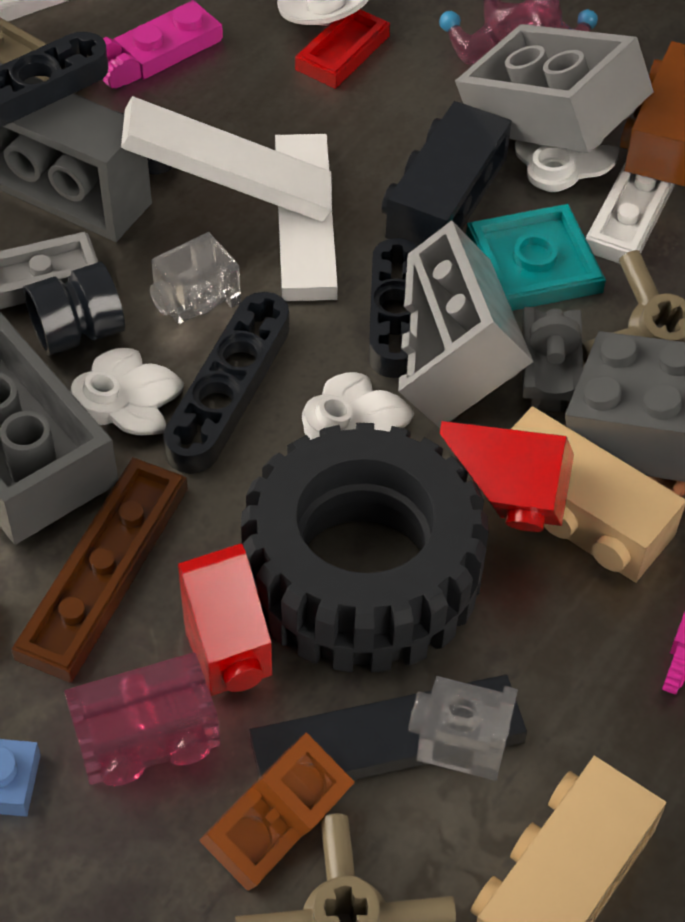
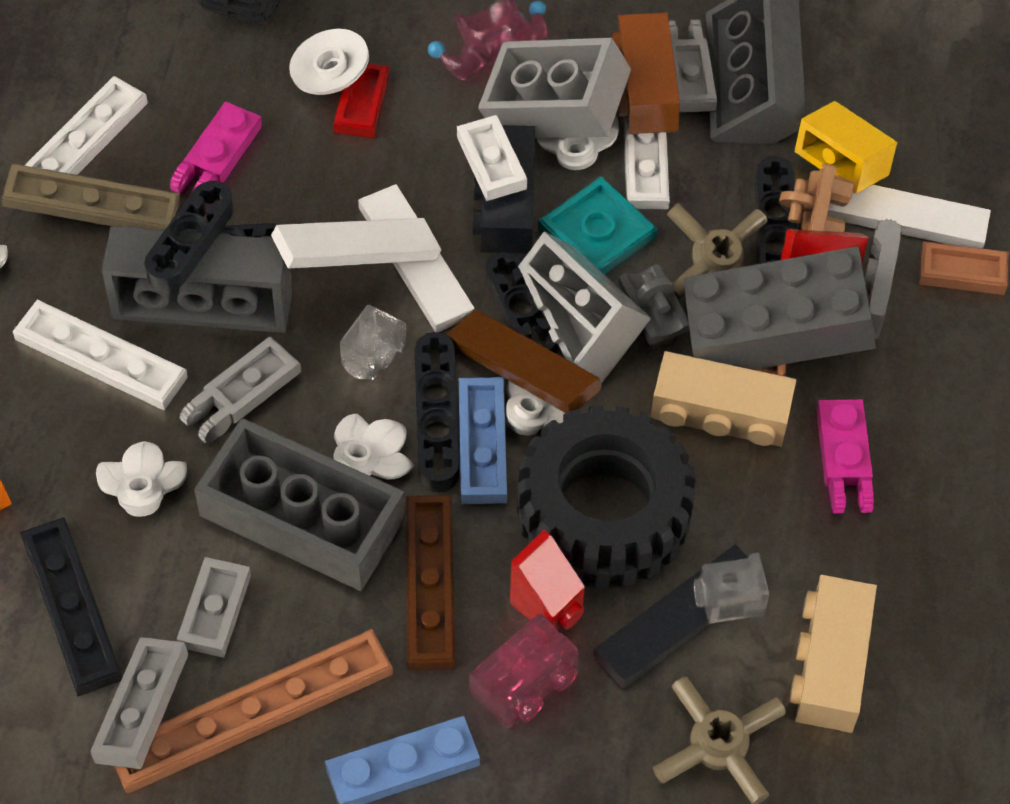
camera: 25 degrees left, 5 degrees up
(74, 308) = (305, 397): black wheel -> none
(258, 428) = (482, 441): none -> medium blue plate
(276, 811) = (640, 692): dark orange slope -> none
(355, 360) = (524, 362): none -> reddish brown tile
(437, 129) = (491, 157): none -> white plate
(515, 470) = (683, 405): red slope -> none

